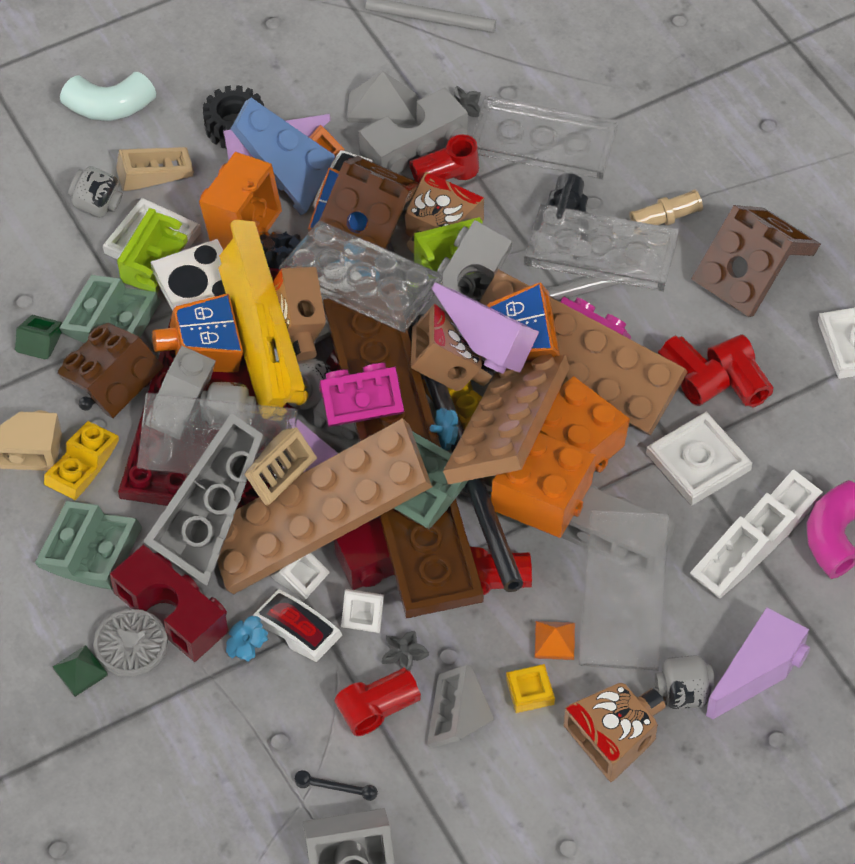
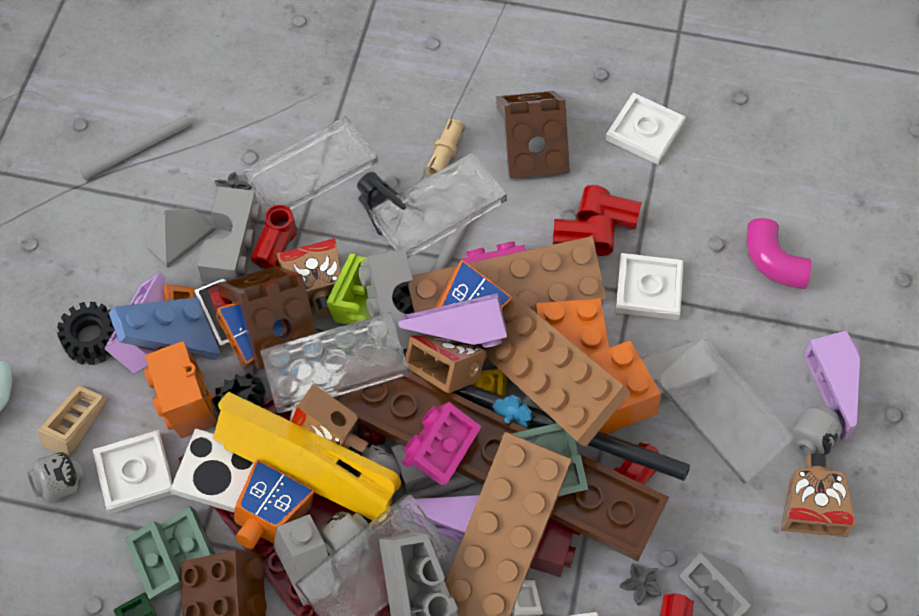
camera: 50 degrees left, 5 degrees up
(149, 242) = (154, 479): lime hinge -> none
(301, 458) = (449, 541): tan slope -> none
(362, 610) = (591, 584): white slope -> none
(530, 688) = (739, 527): yellow tile -> none
(554, 640) = (713, 482): orange slope -> none
(757, 534) = (739, 302): white slope -> none

